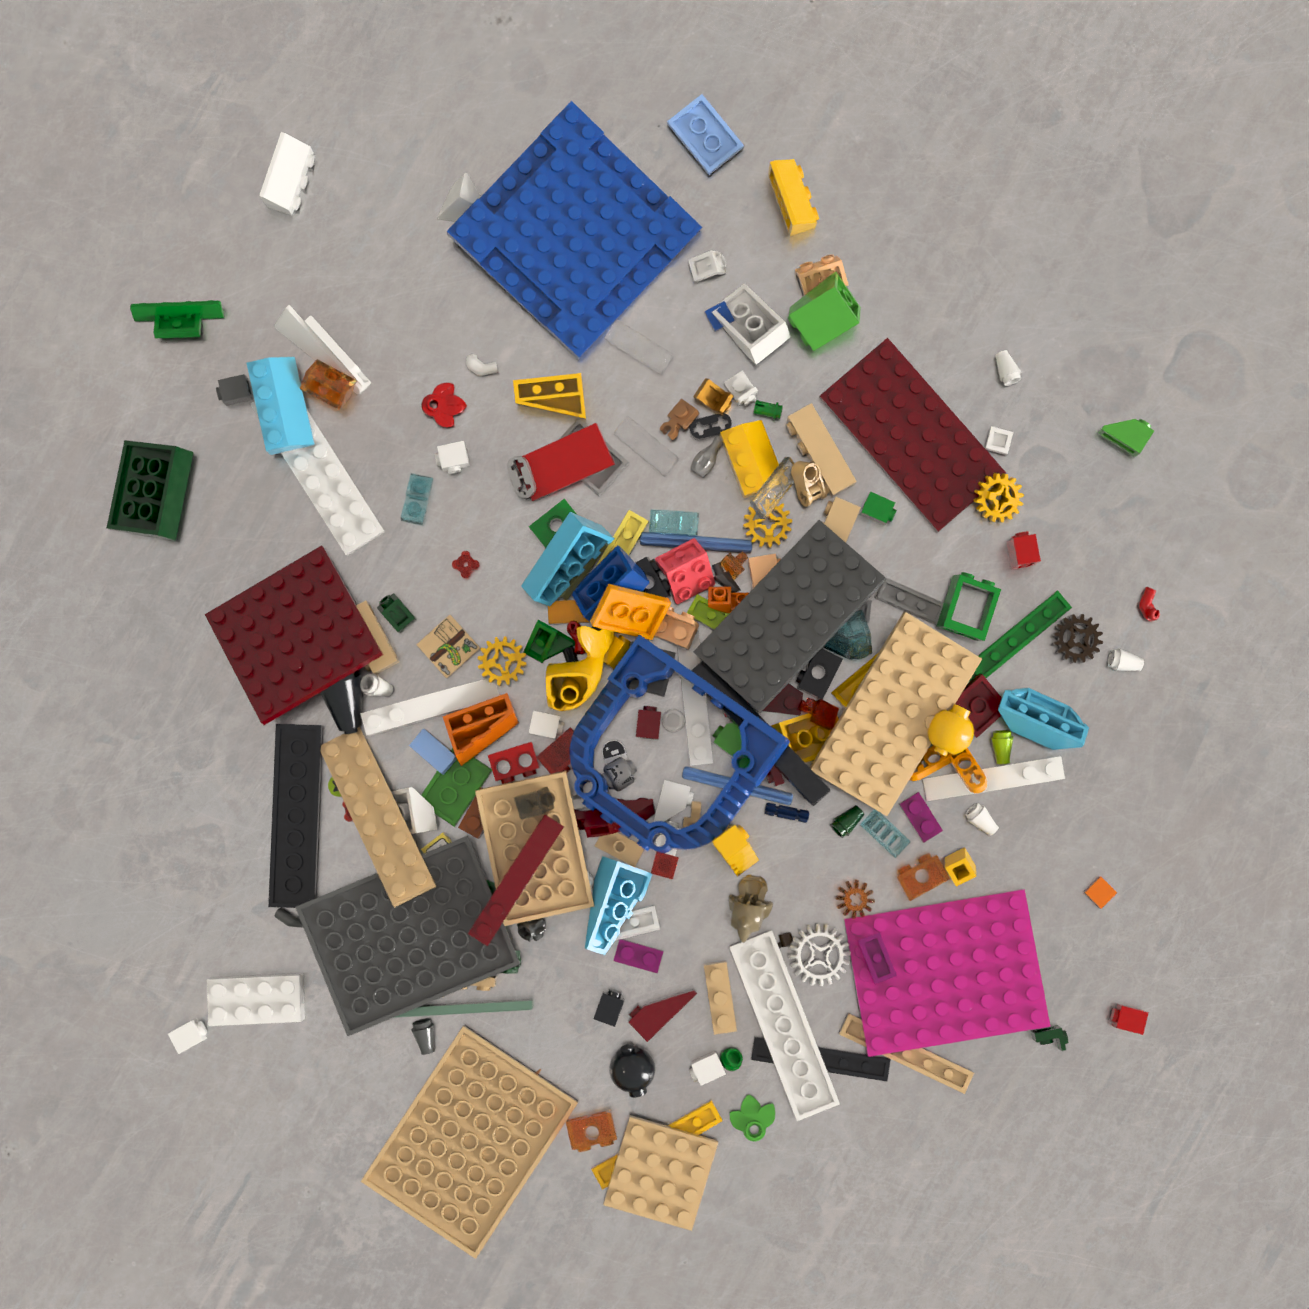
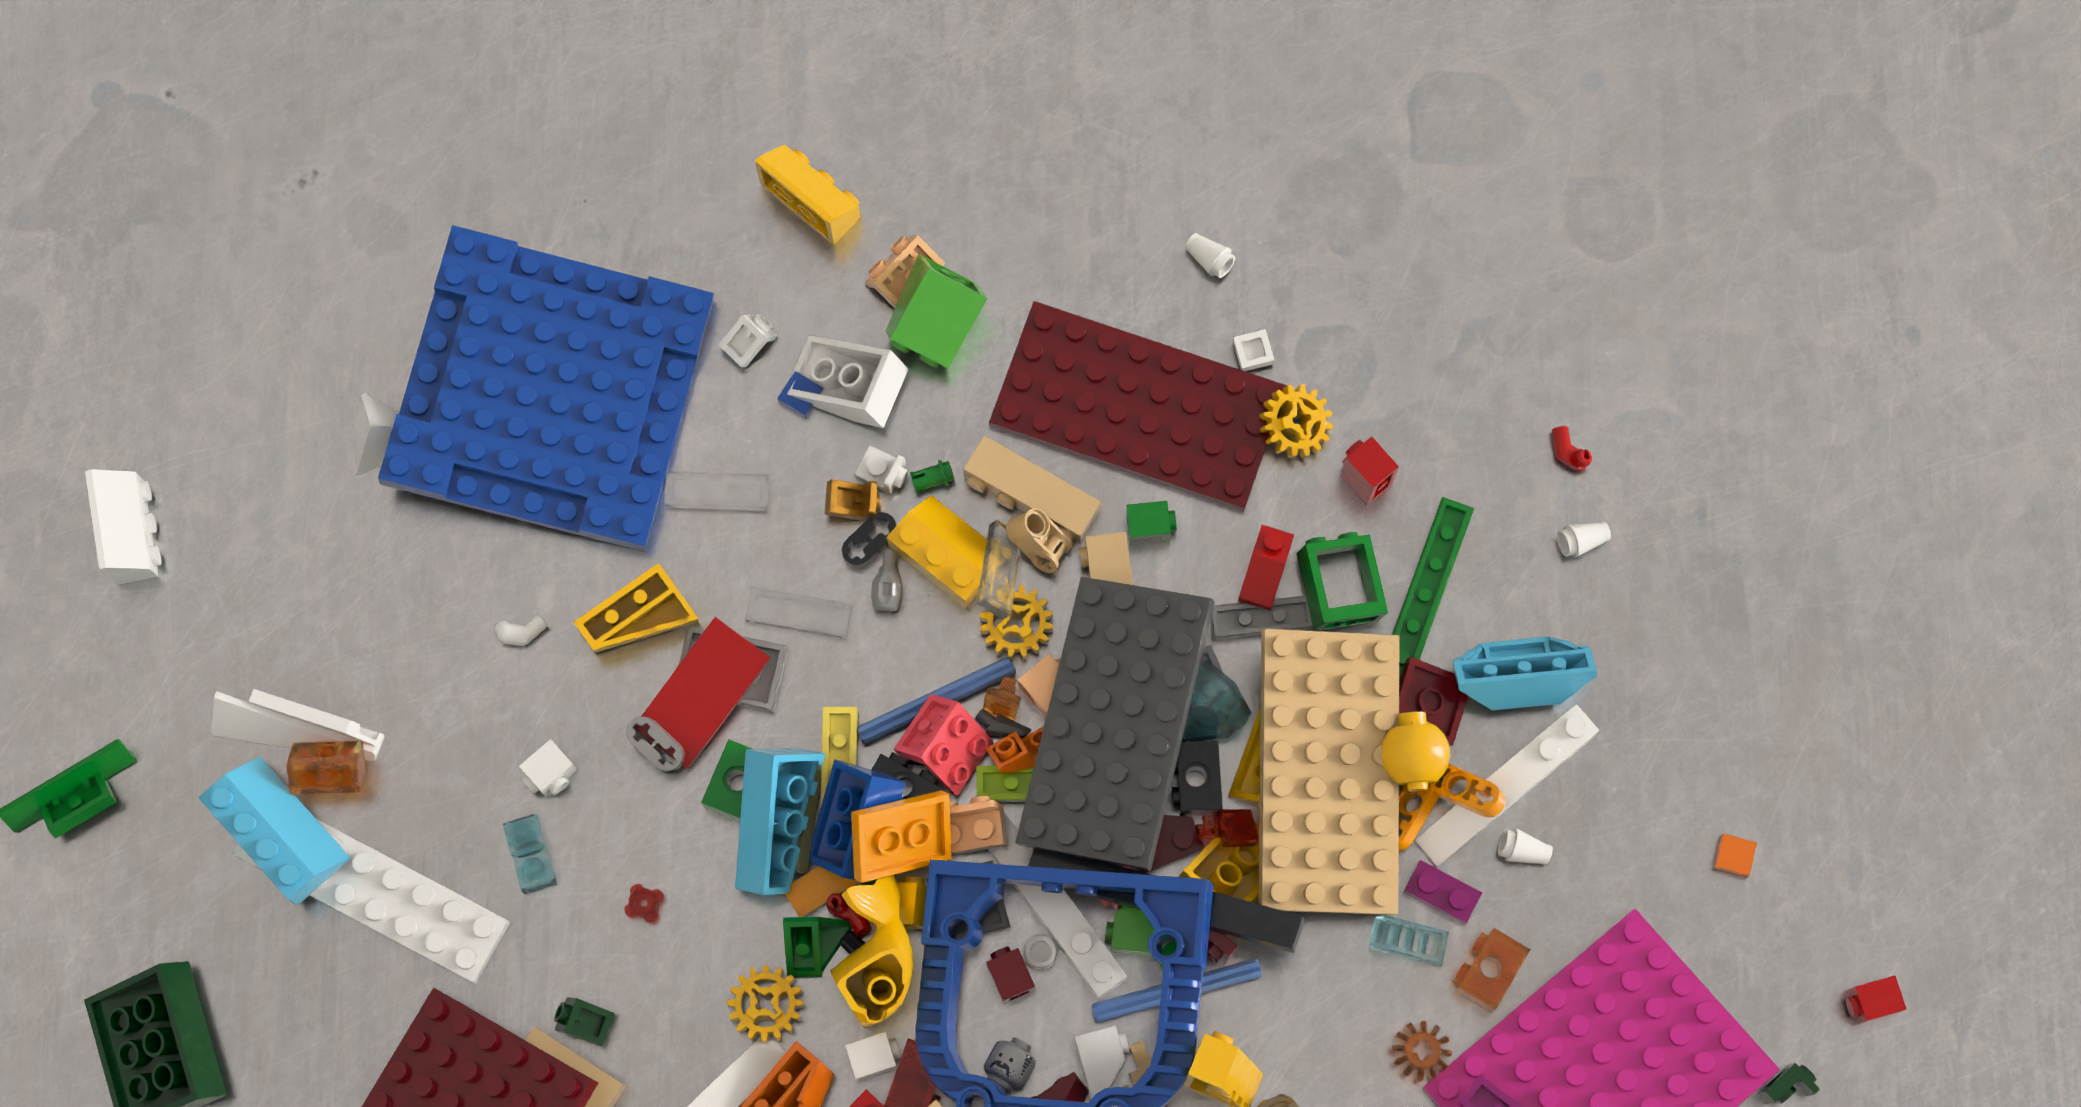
camera: 30 degrees left, 10 degrees down
(234, 390) = (201, 847): dark grey brick -> none
(447, 404) = (501, 706): red plate -> none
(448, 646) = (681, 1026): tan tile -> none
(613, 750) = (983, 1038): black tile -> none
(674, 522) = (892, 690): clear light blue slope -> none
(680, 417) = (822, 549): medium nougat plate -> none
(705, 134) = (651, 177): light blue plate -> none
(787, 812) = (1263, 988): dark blue axle -> none
(847, 821) = (1349, 954): dark green cone -> none
(929, 574) = (1266, 567): none -> red slope
(960, 866) = (1534, 926): yellow brick -> none
(1002, 746) = (1492, 736): lime cone -> none
(1071, 631) = (1517, 546): dark brown gear -> none
(1128, 435) = (1413, 252): bright green slope -> none

